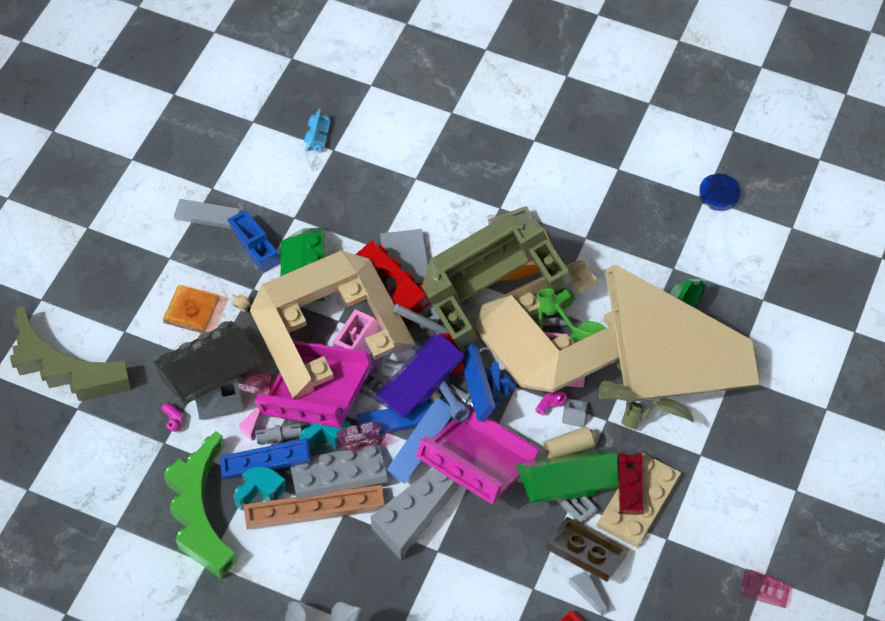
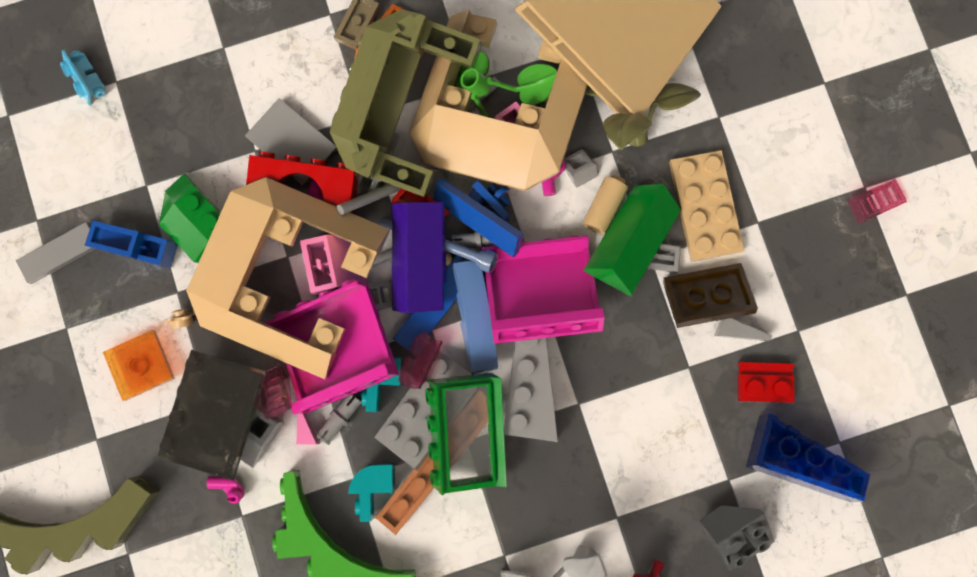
camera: 40 degrees left, 25 degrees up
(271, 457) = (353, 456): blue tile -> none
(347, 495) = (466, 433): none -> window
(630, 484) = (694, 200): dark red plate -> none

